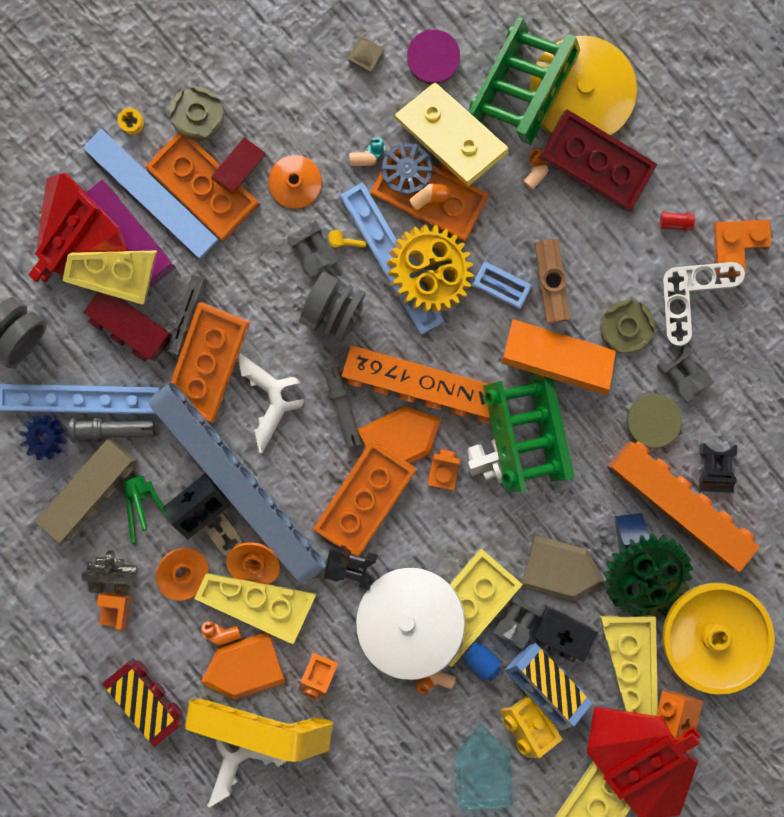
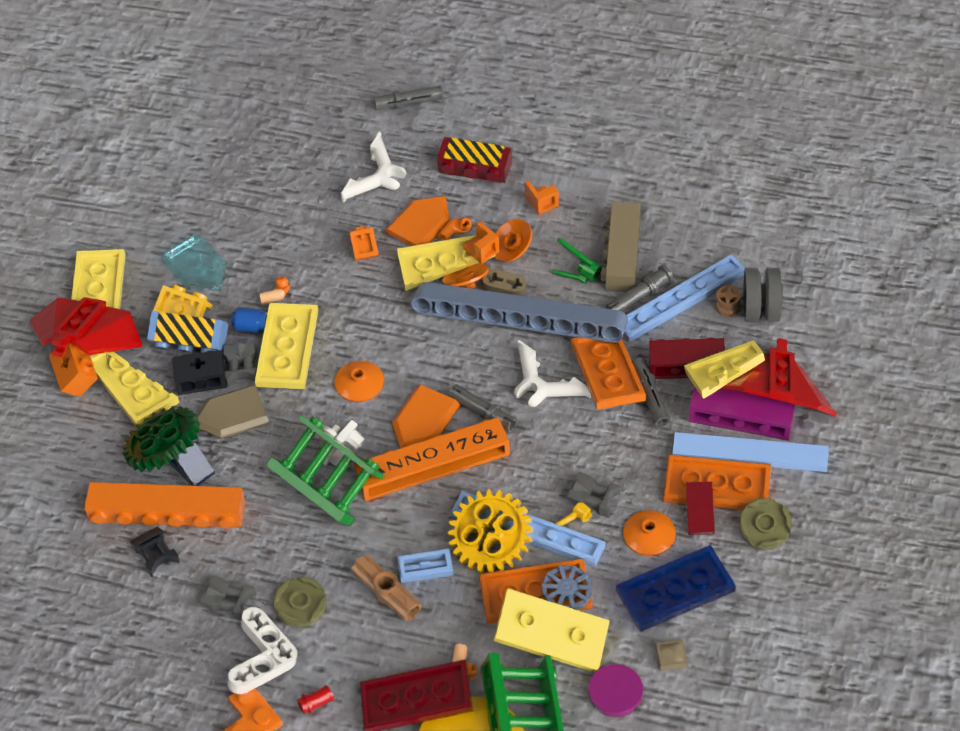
camera: 145 degrees right, 35 degrees down
(37, 360) = (728, 301): none -> medium nougat wheel
(50, 444) = (683, 257): clear blue gear -> none
(109, 571) = (562, 212): clear smoke hips -> none
(125, 114) = (810, 495): yellow bush -> none
(196, 506) = (536, 276): black brick -> none
(215, 585) = (483, 245): none -> orange panel
(258, 733) = (375, 177): yellow beam -> none
(316, 108) = (675, 588): none -> clear blue plate
(332, 307) = (543, 455): dark grey wheel -> none
(338, 569) = (401, 313): black piece -> none
(364, 498) = (417, 363): orange tile -> none
(370, 156) = (605, 584): arm -> none
(411, 623) = (320, 308): white dish -> none
(425, 508) = (359, 388): none -> orange dish
(430, 193) = (531, 580): arm -> none
(444, 470) = (372, 418): orange bracket -> none
(559, 357) = (339, 536): orange tile -> none
(654, 420) = (230, 550): olive tile -> none
(718, 638) = (76, 435): yellow dish -> none

